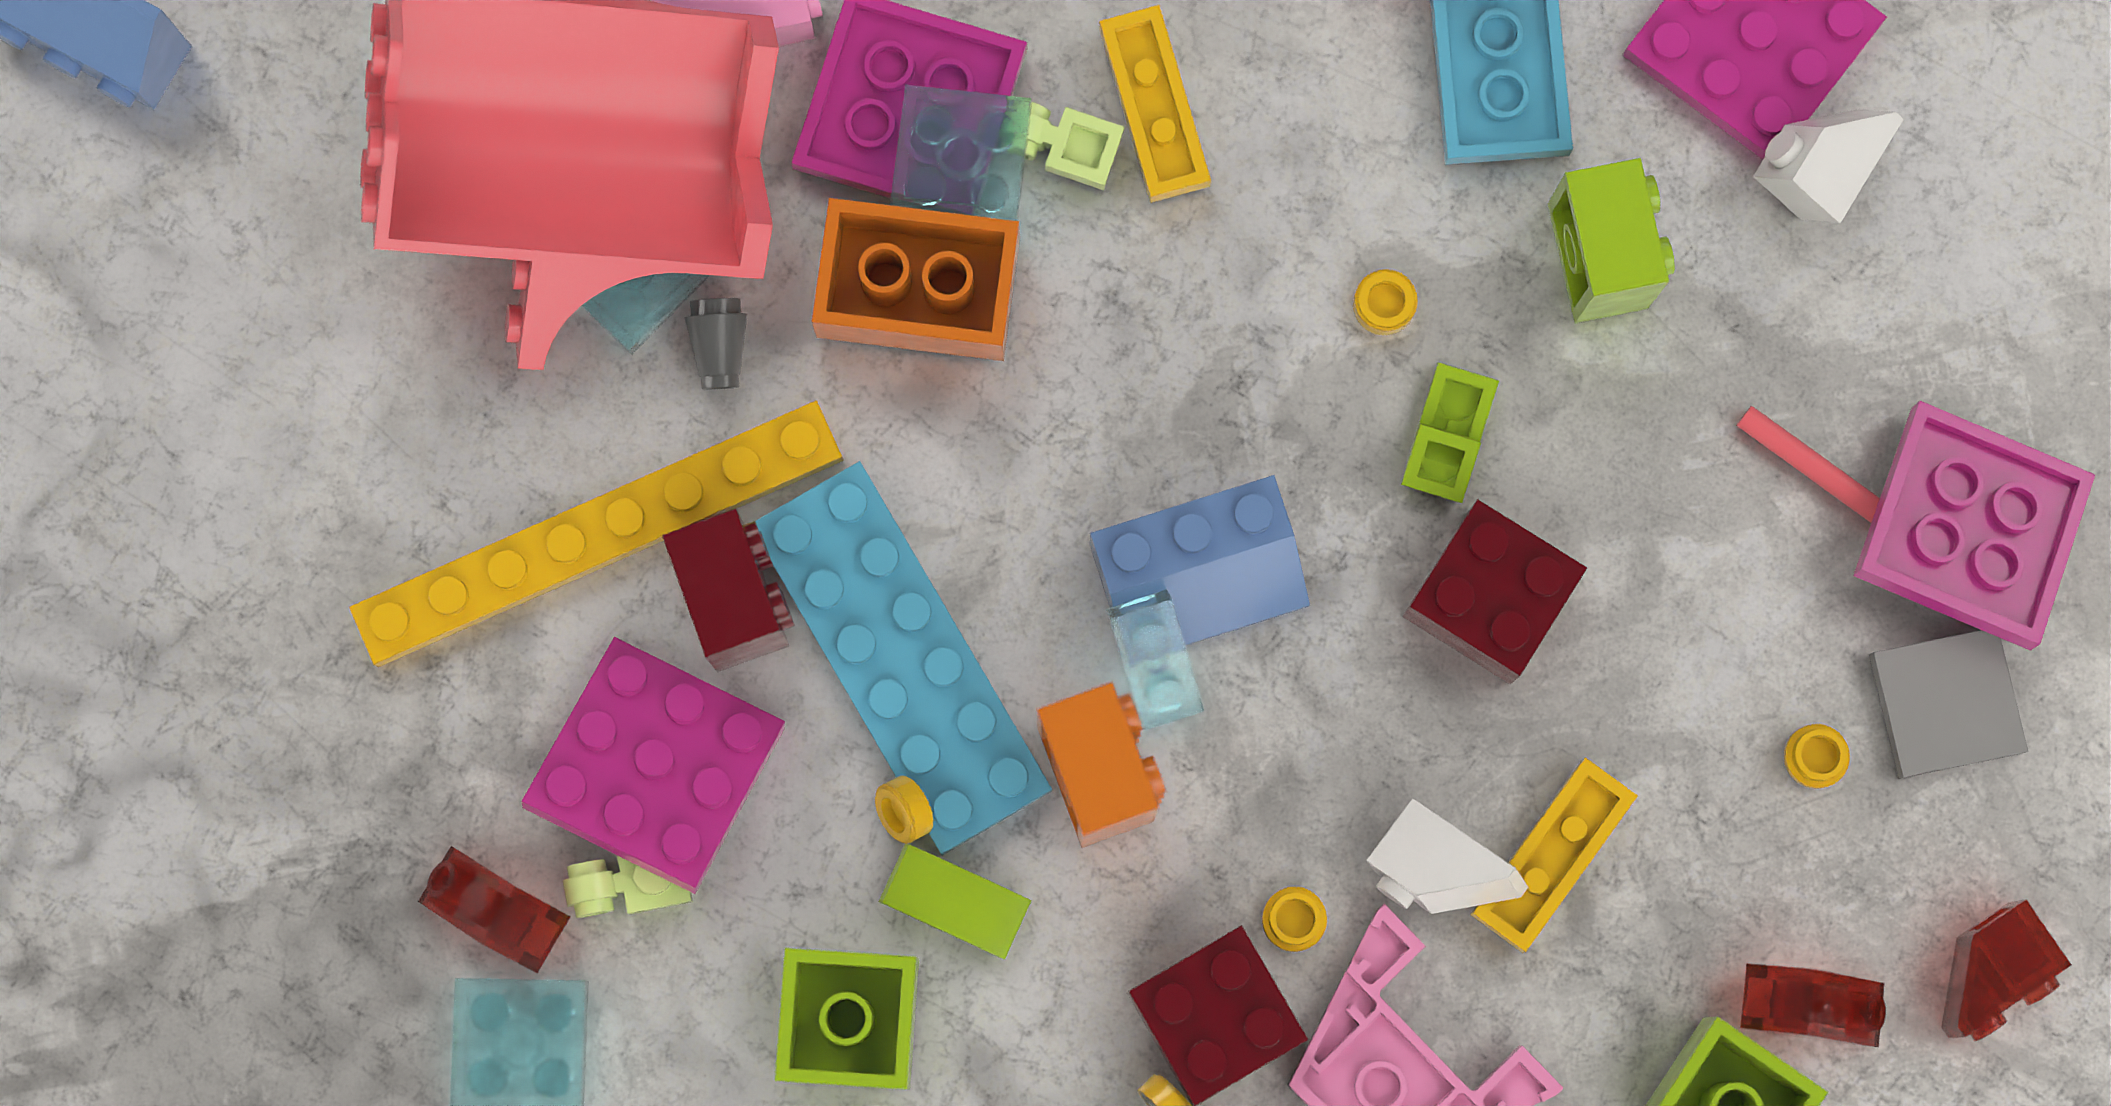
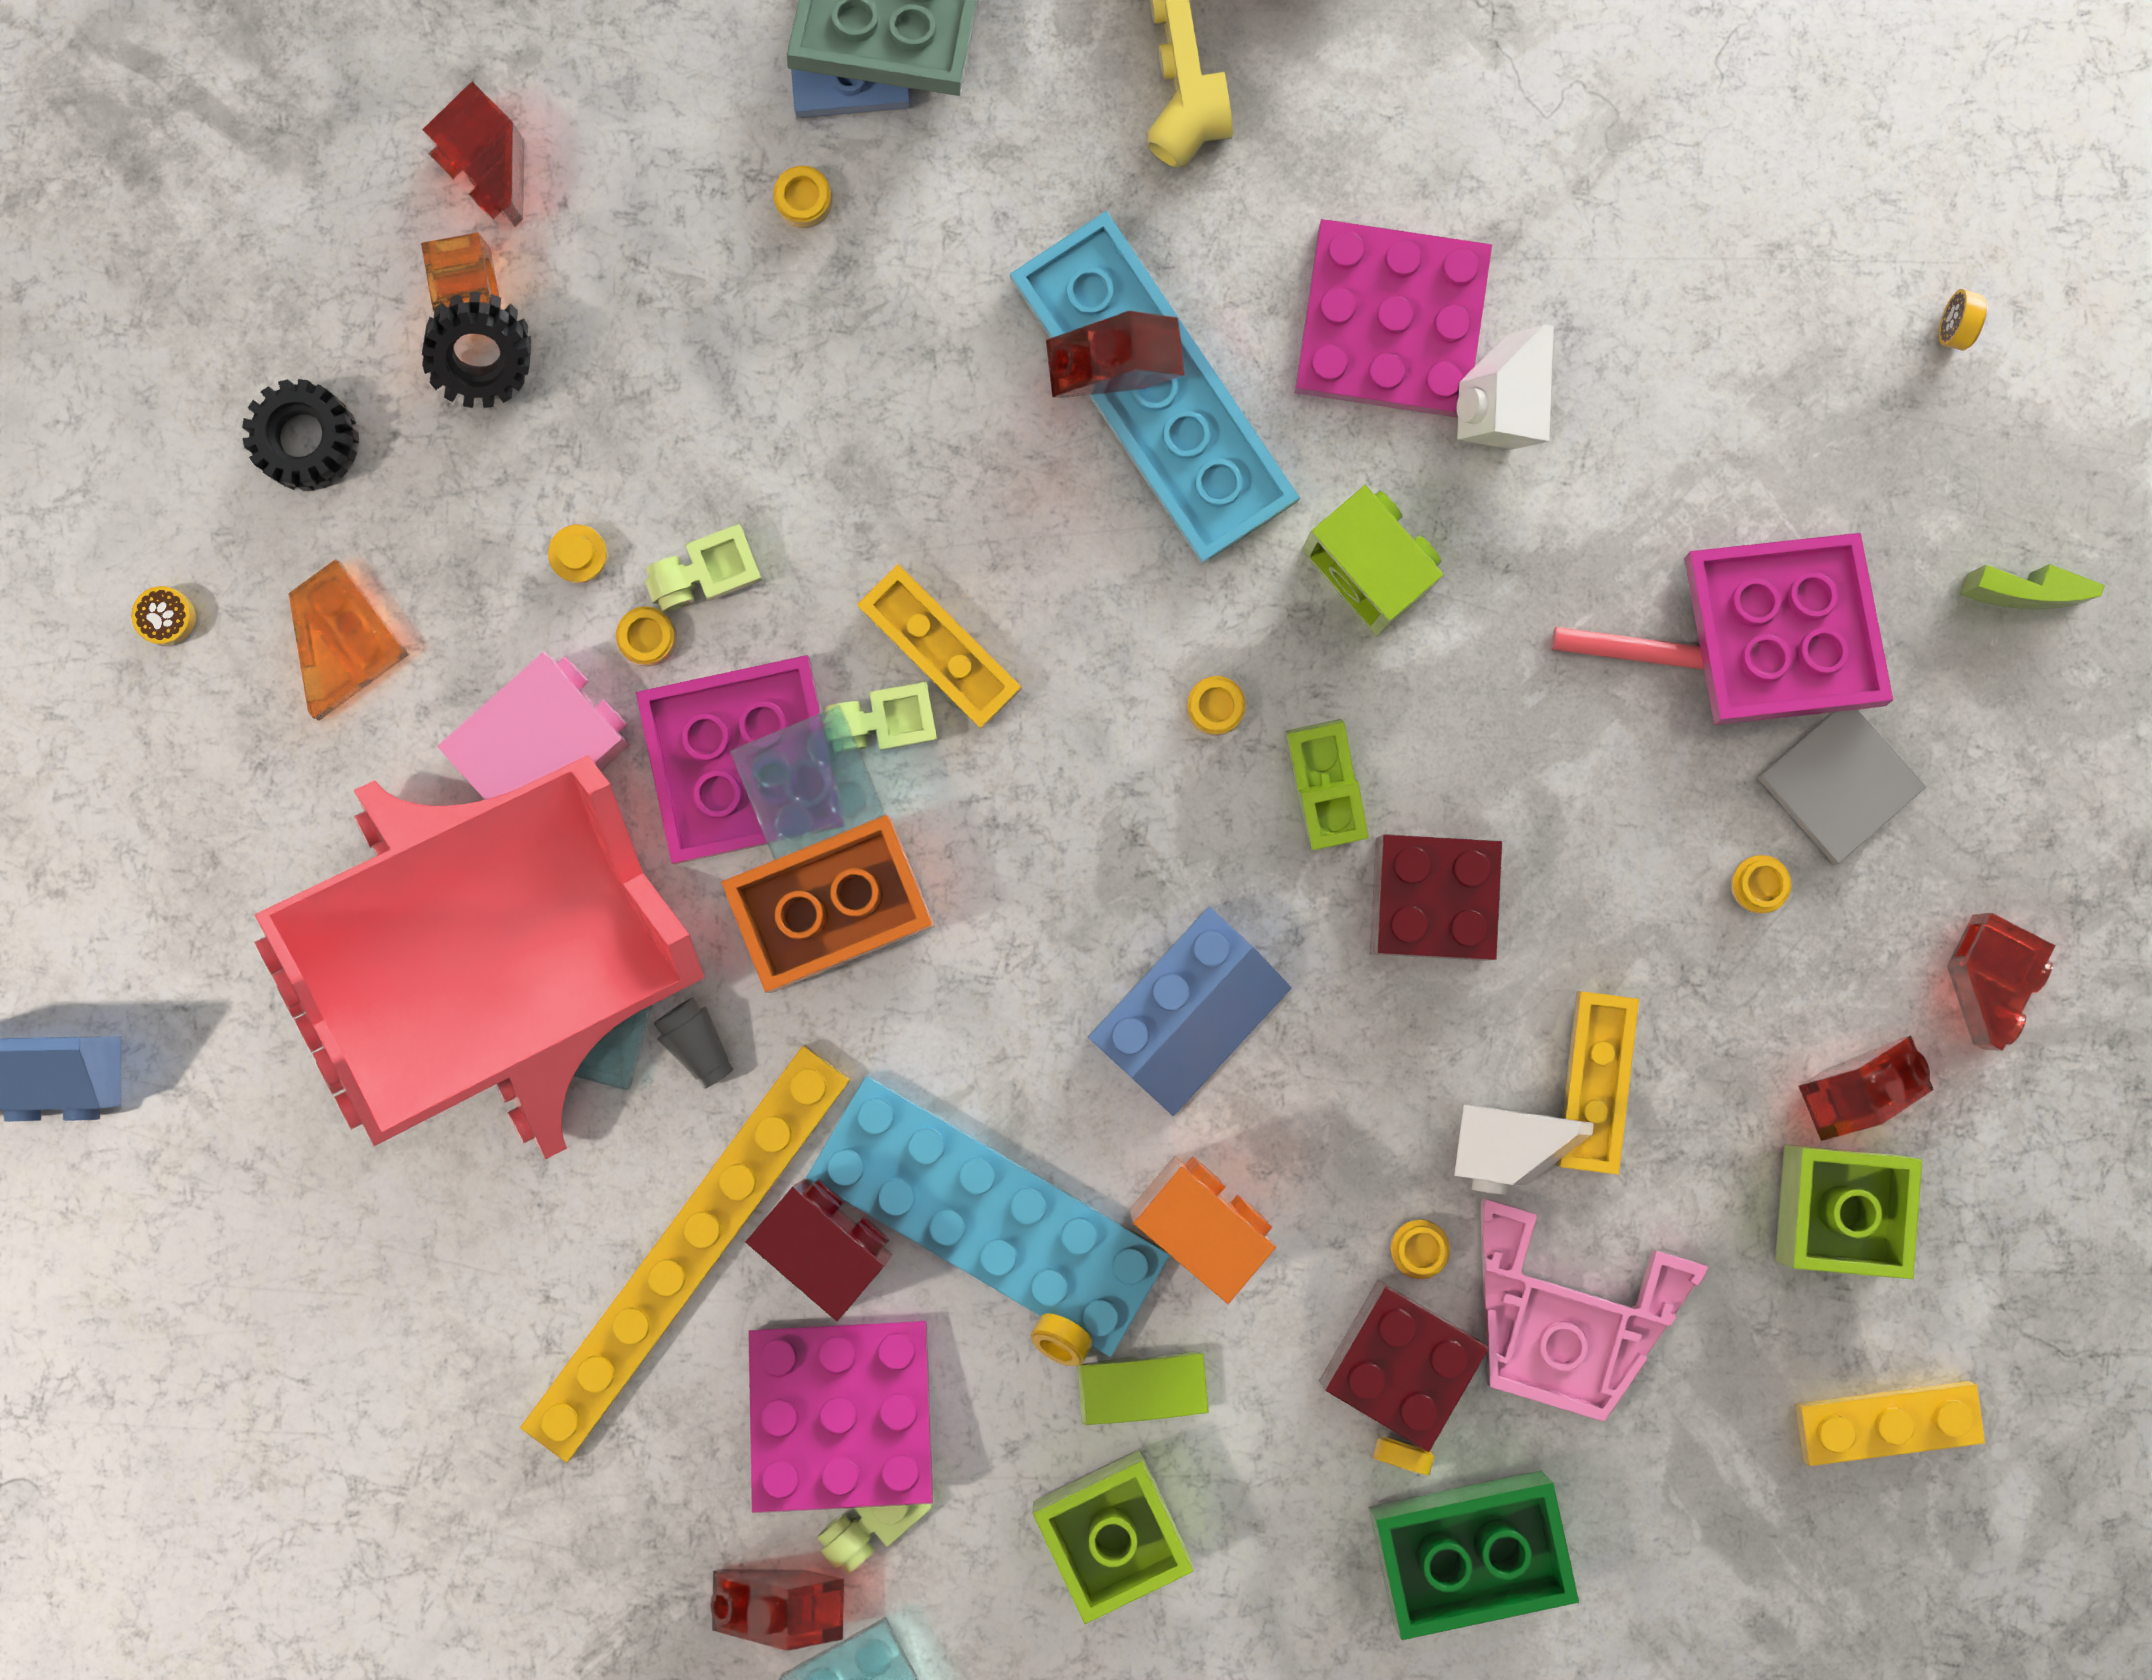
camera: 30 degrees left, 5 degrees up
(1155, 659) = (1195, 1106): clear light blue plate -> none

